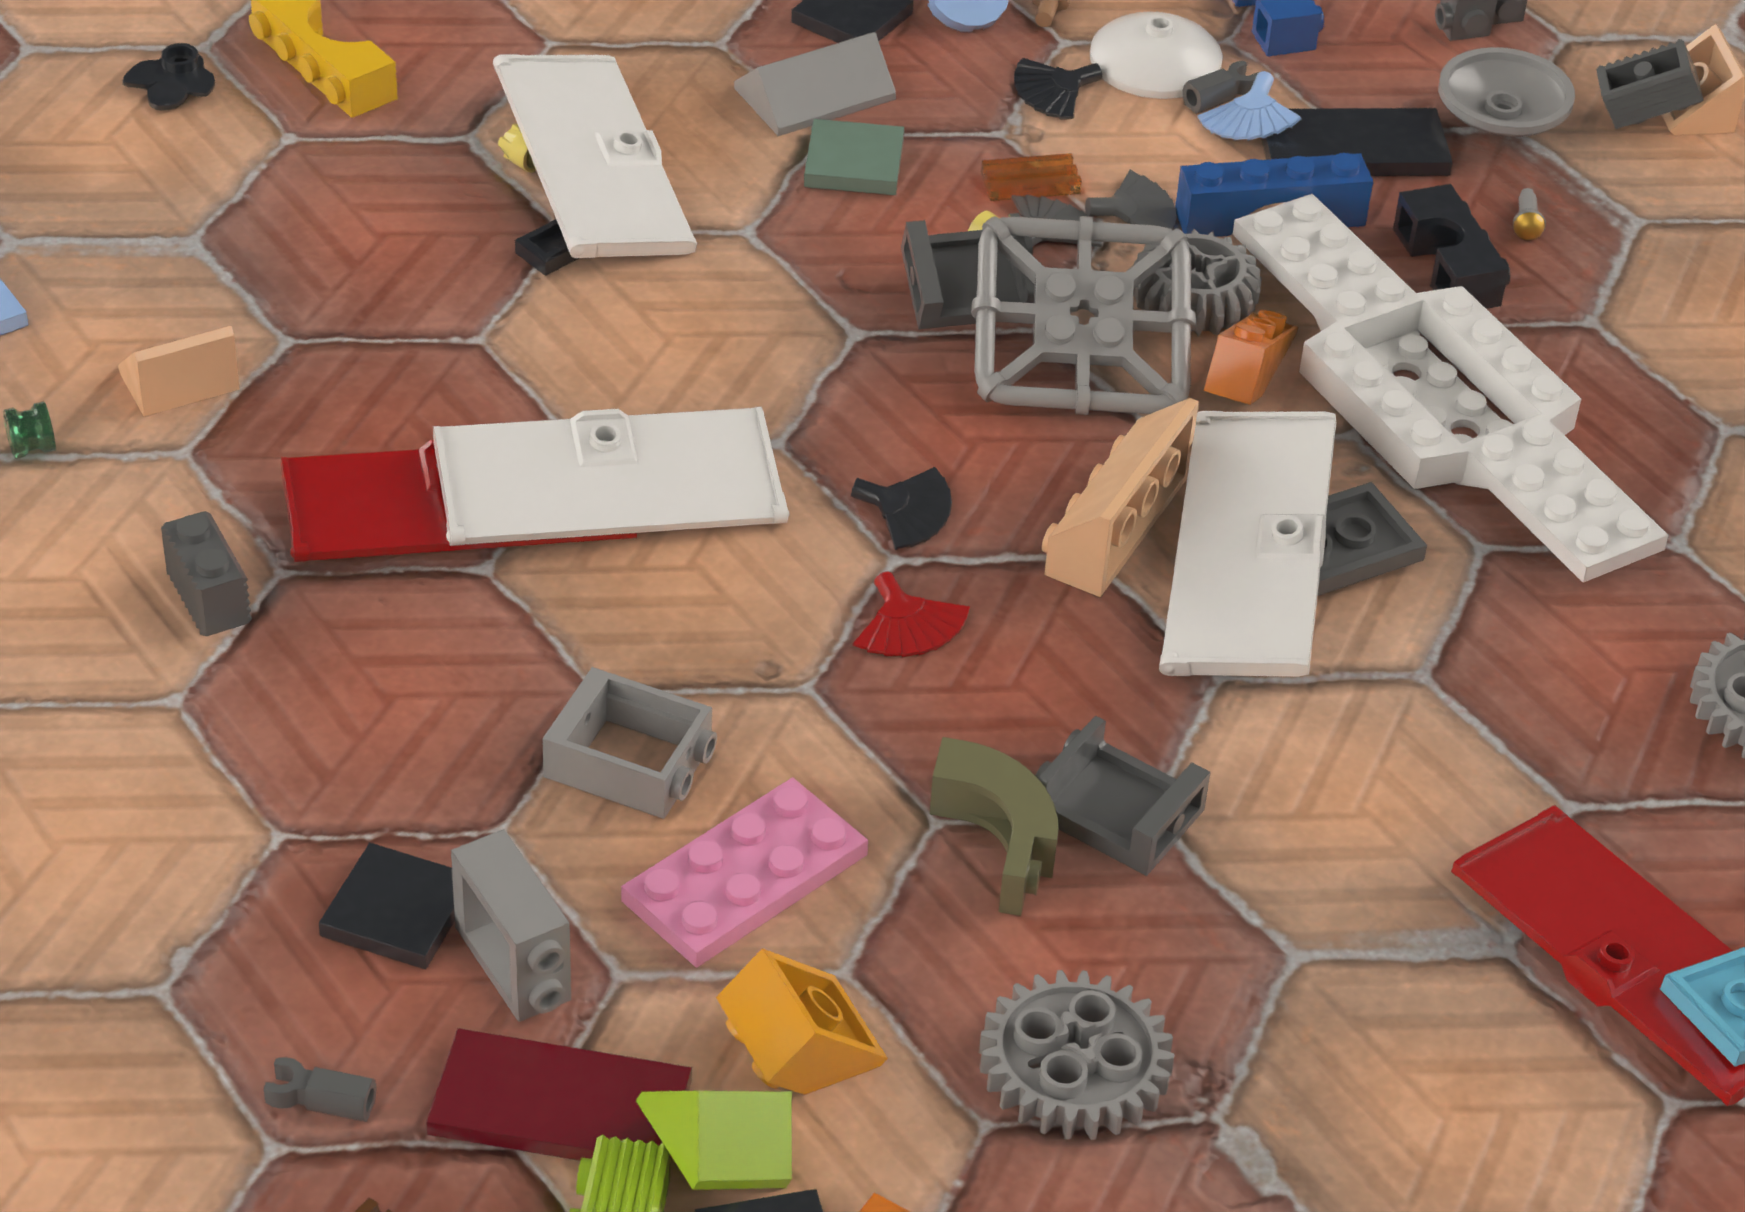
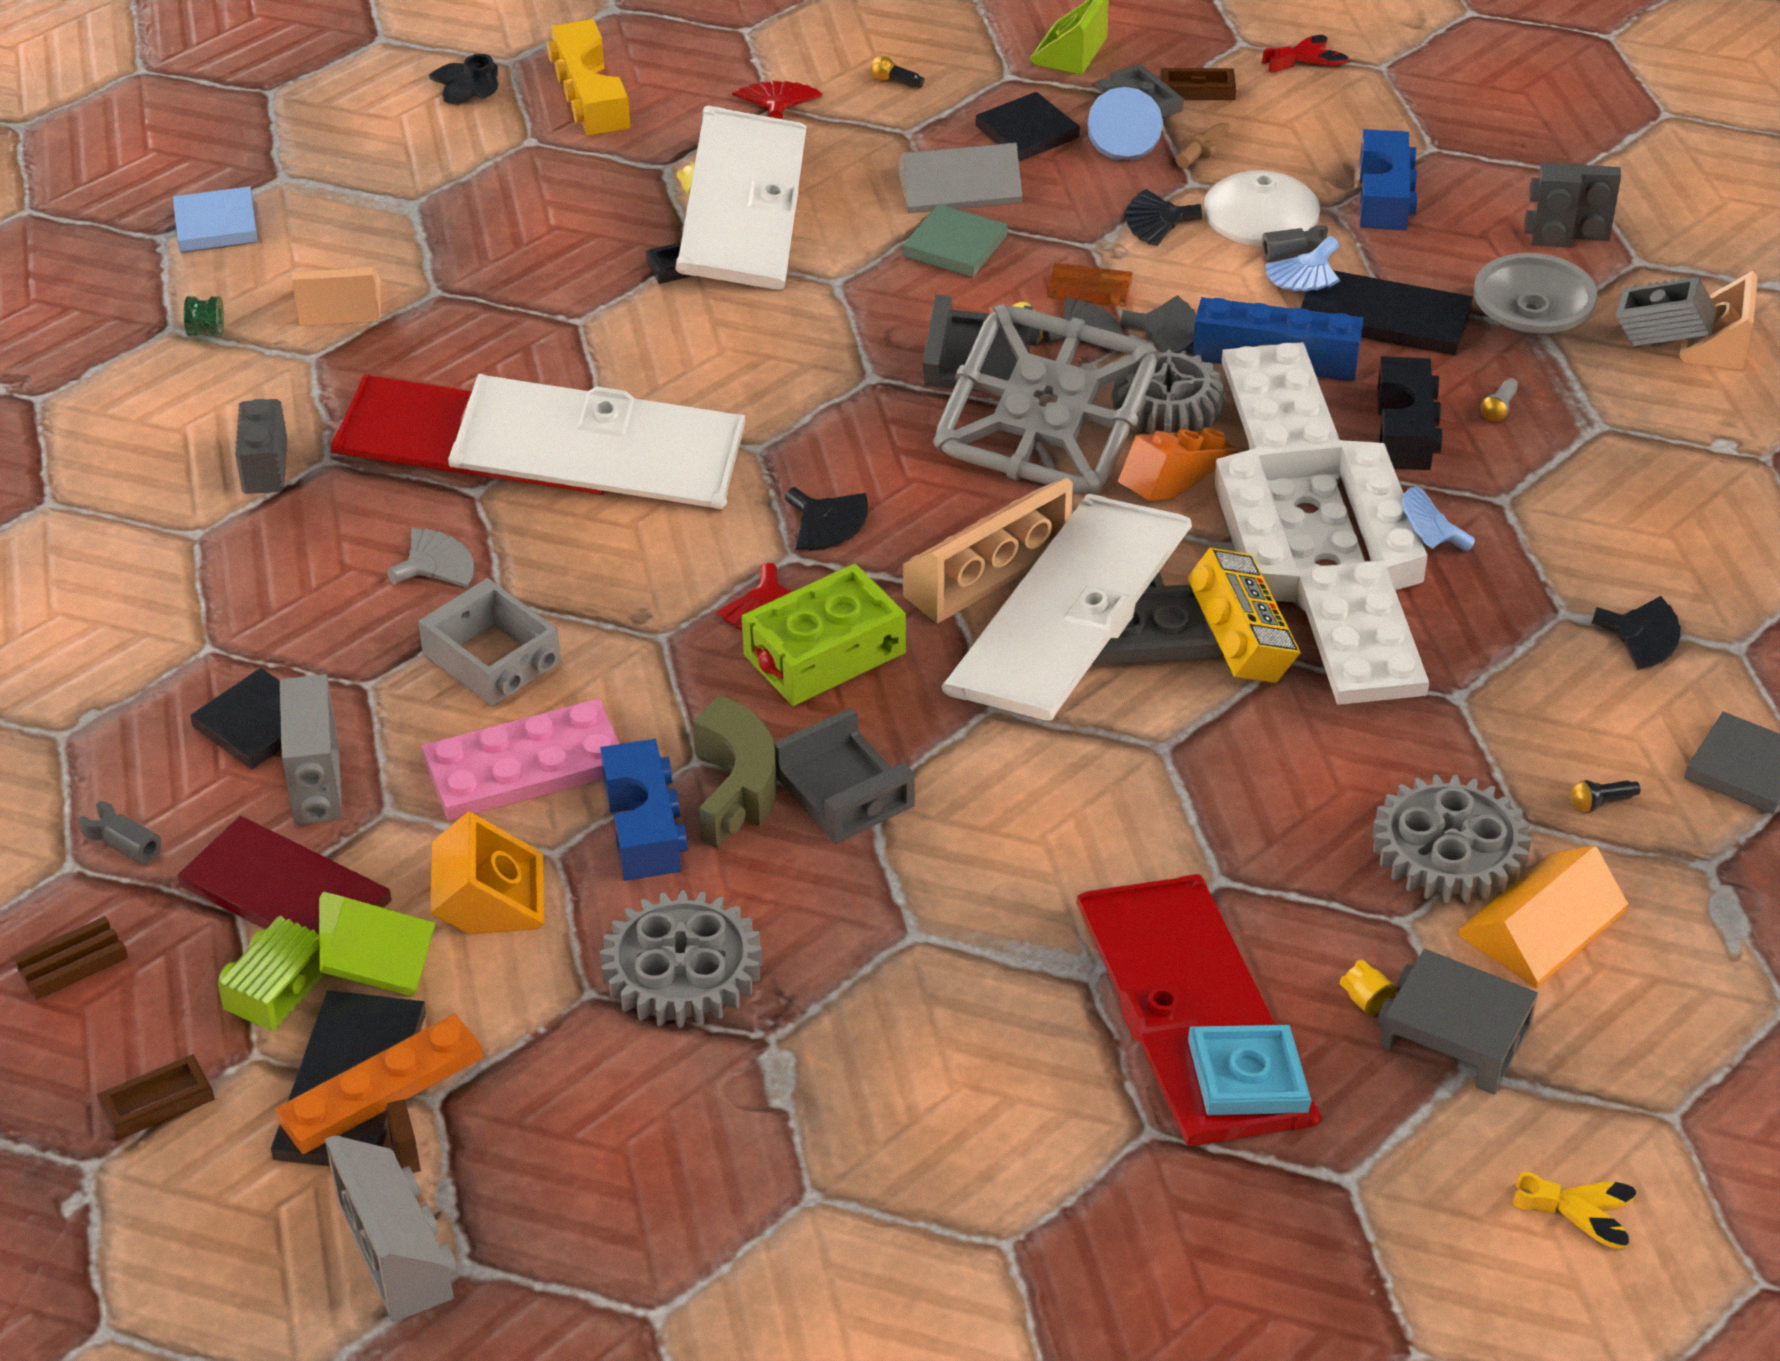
camera: 25 degrees right, 0 degrees up
(490, 658) = (435, 557): none -> light grey hand
(548, 29) = (777, 95): none -> red hand
(954, 921) = (647, 835): none -> blue arch
(1007, 639) = (824, 634): none -> lime piece
(1436, 508) = (1243, 615): none -> yellow brick
(1573, 370) = (1431, 523): none -> light blue hand

